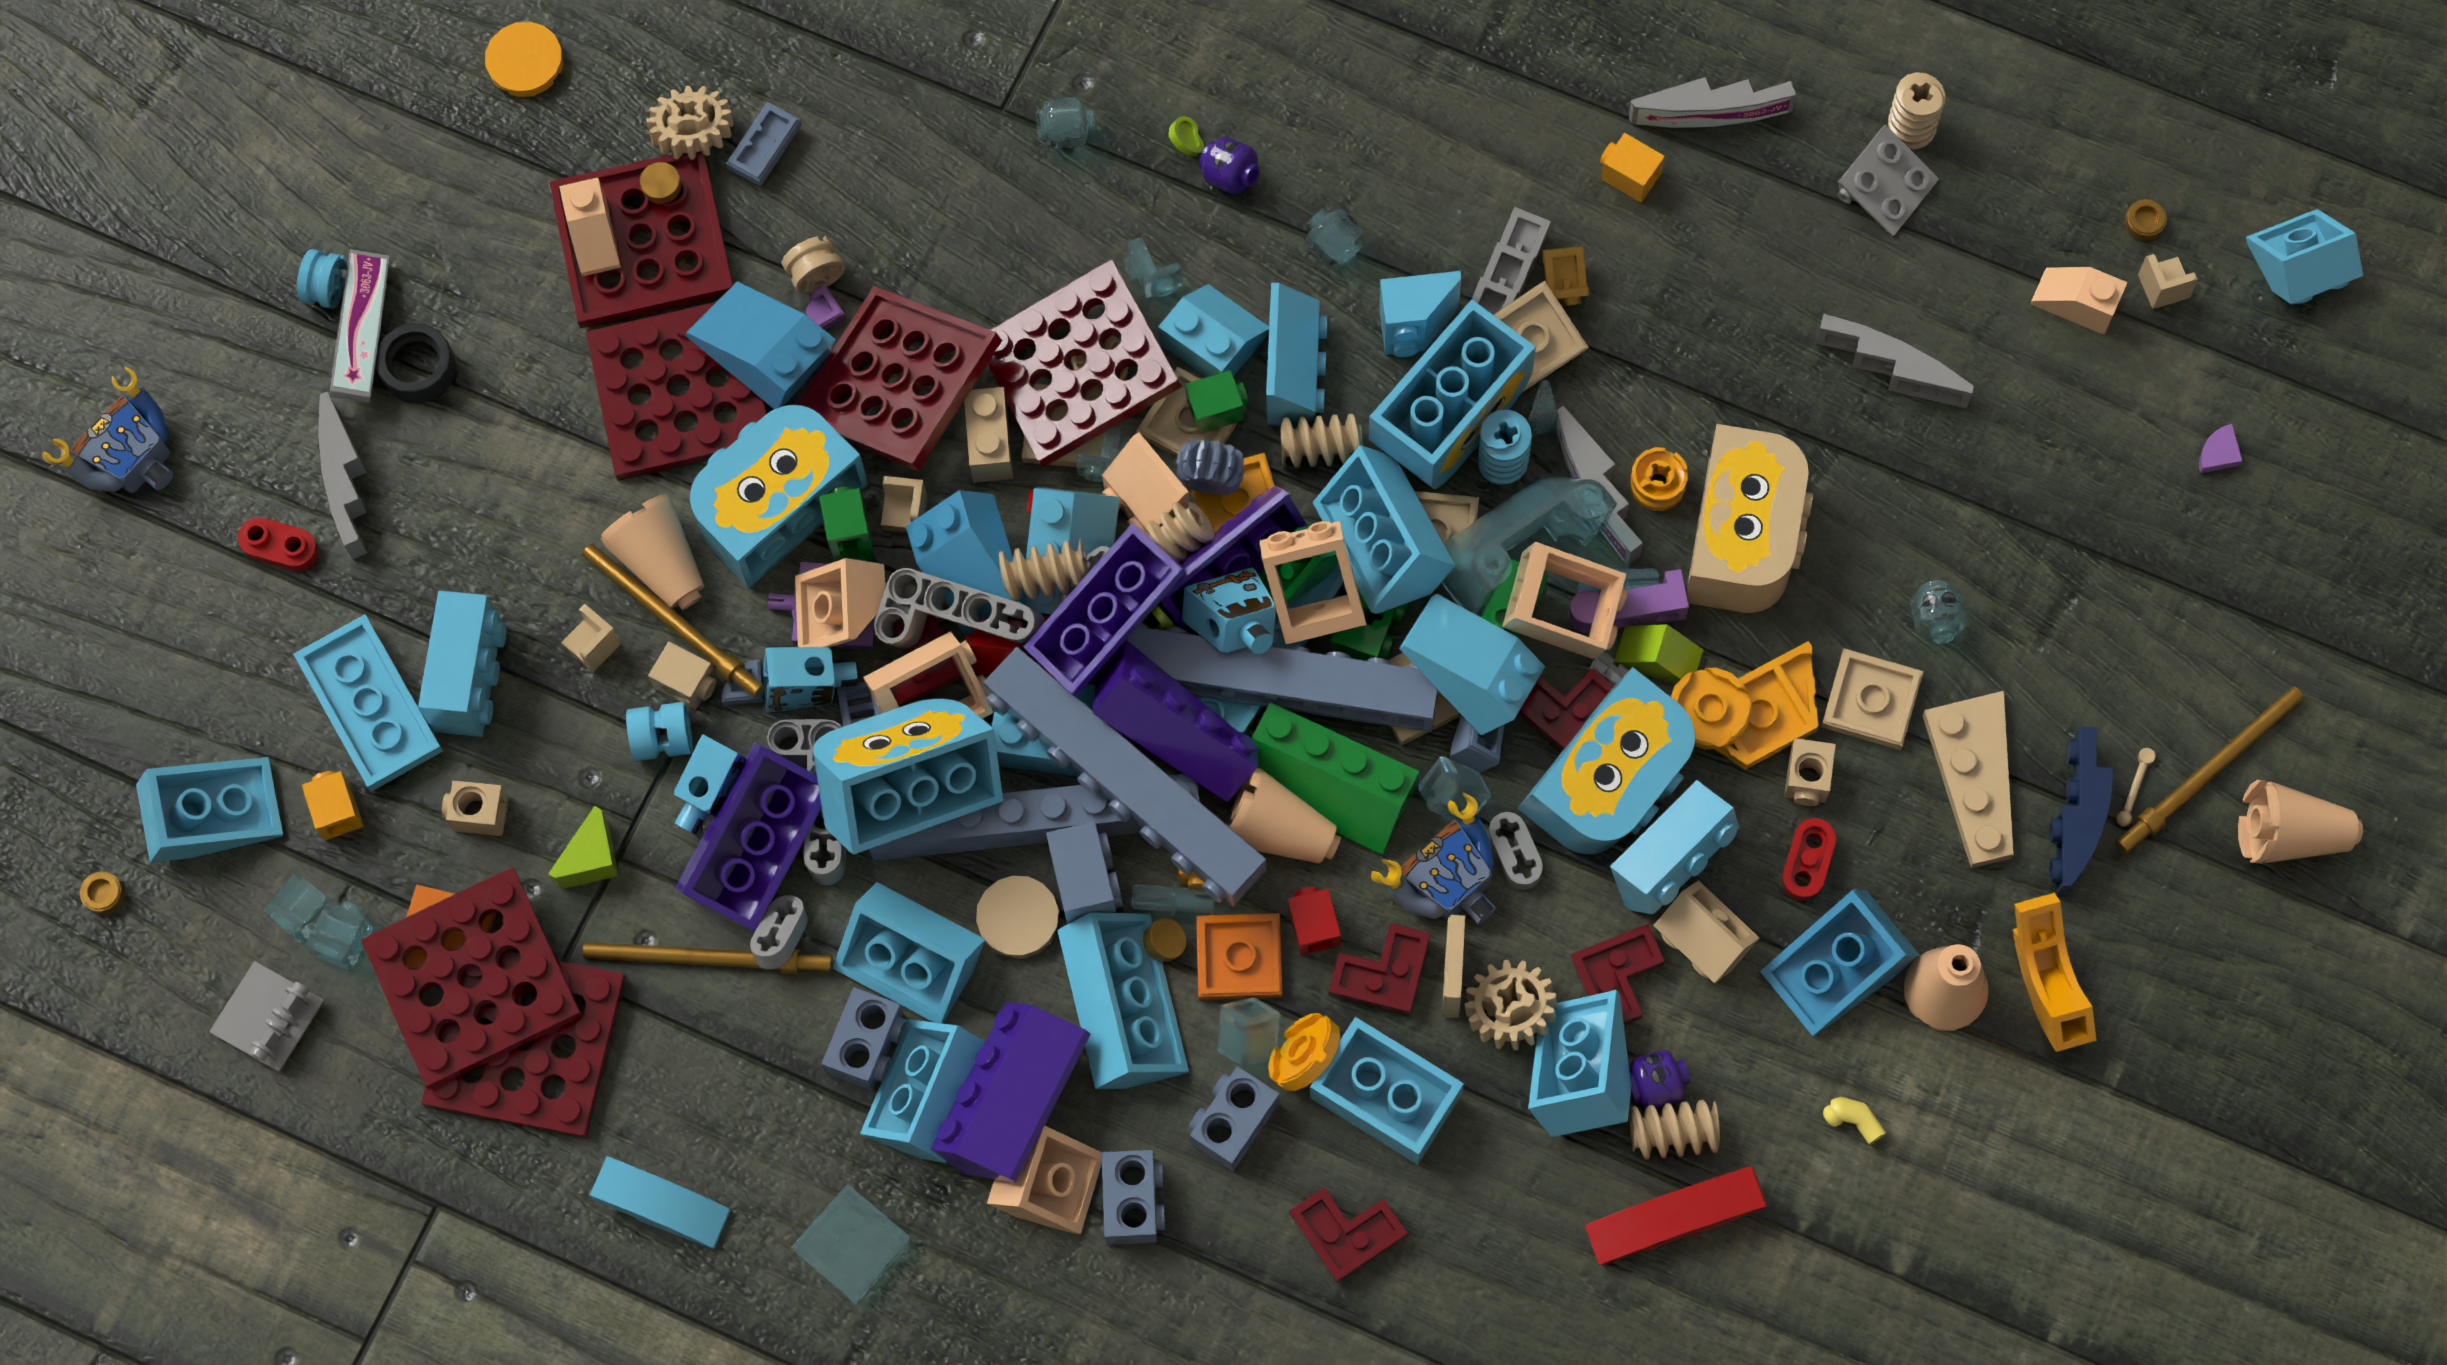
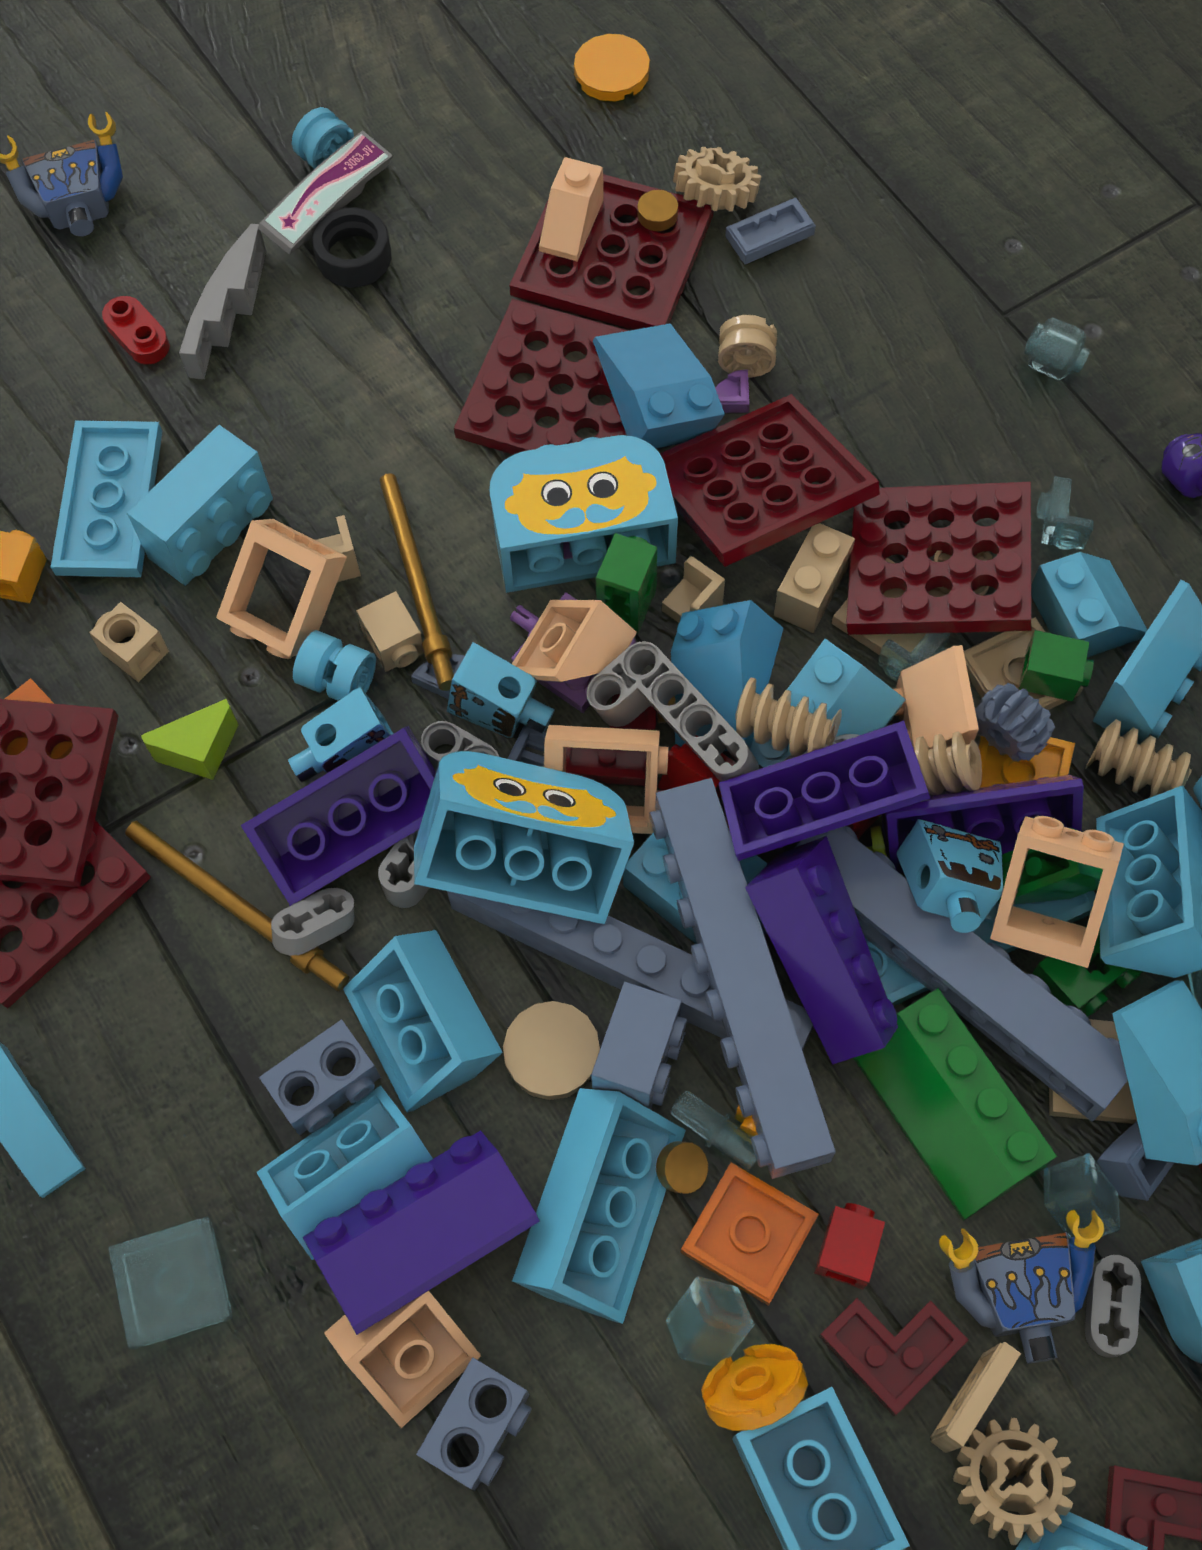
camera: 30 degrees right, 5 degrees down
(576, 654) = (318, 558): none -> light nougat window
(657, 551) = (442, 507): light nougat cone -> none
(1185, 136) = (1164, 420): lime piece -> none
(1242, 1122) = (642, 1422): sand blue brick -> none
(1281, 822) = (875, 1119): light nougat cone -> none

